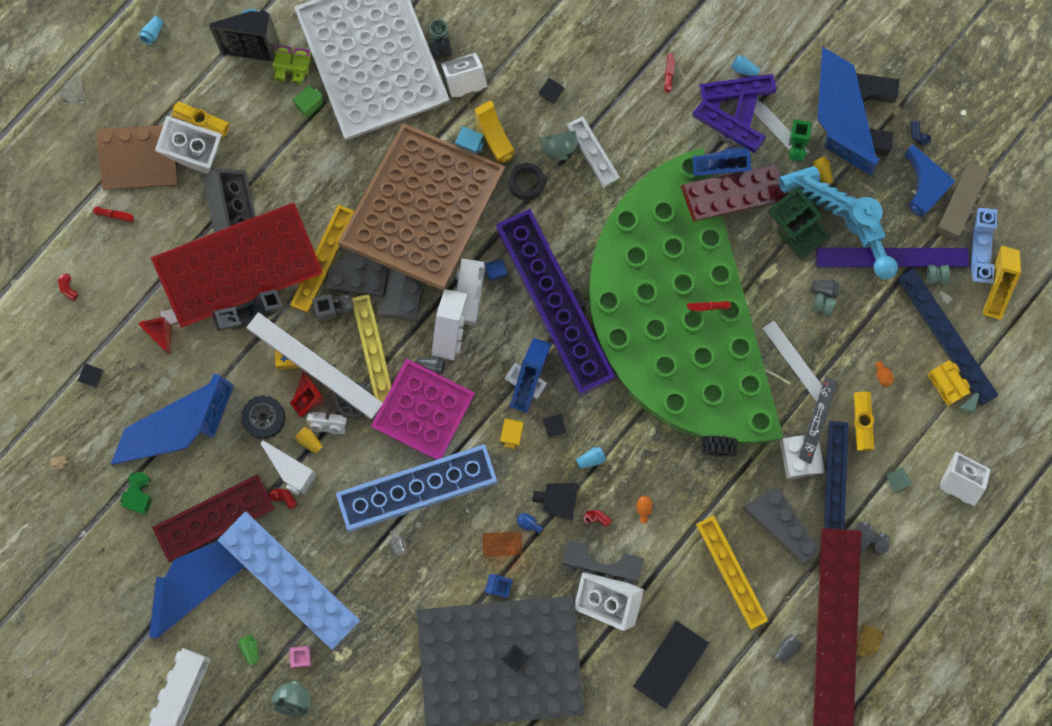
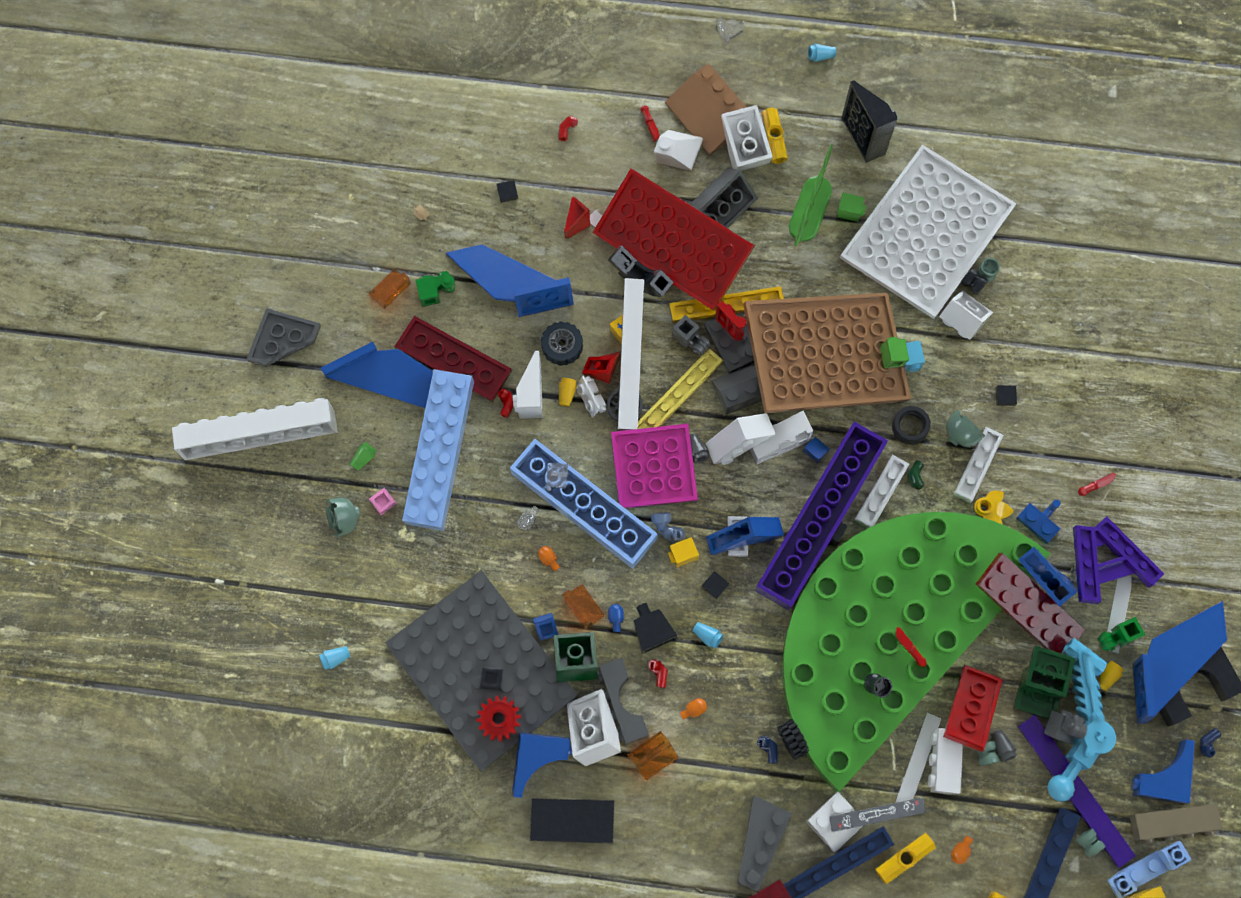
camera: 60 degrees right, 5 degrees down
(90, 656) = (280, 337): none -> dark grey plate
(110, 533) = (390, 288): none -> clear orange panel
(155, 207) = (677, 149): none -> white slope
(283, 132) = (811, 205): none -> bright green plant
(291, 62) = (875, 174): lime hips -> none
(343, 266) = (726, 317): none -> red plate
(383, 495) = (556, 475): none -> clear panel
(442, 547) = (548, 557): none -> orange cylinder
(459, 153) = (894, 352): none -> bright green brick
(489, 432) = (673, 534): none -> sand blue arm
(493, 133) = (932, 368): yellow arch -> none
(542, 577) = (575, 657): none -> dark green brick
(553, 661) = (506, 727): none -> red gear
(565, 242) = (881, 492): none -> white tile
(570, 208) = (914, 476): none -> dark green arm
(599, 661) = (533, 753): none -> blue arch
(637, 163) = (995, 507): none -> yellow plate
(660, 565) = (653, 755): none -> clear orange panel
(669, 138) = (1039, 522): none -> blue plate
(713, 468) = (770, 747): none -> dark blue arm
(722, 351) = (878, 685): none -> black wheel
(731, 572) = (688, 823): yellow plate -> none
(745, 66) = (1152, 545): medium azure cone -> none
(783, 290) = (973, 708): none -> red tile
(810, 339) = (945, 764): none -> white brick
(842, 232) = (1065, 726): none -> dark grey brick

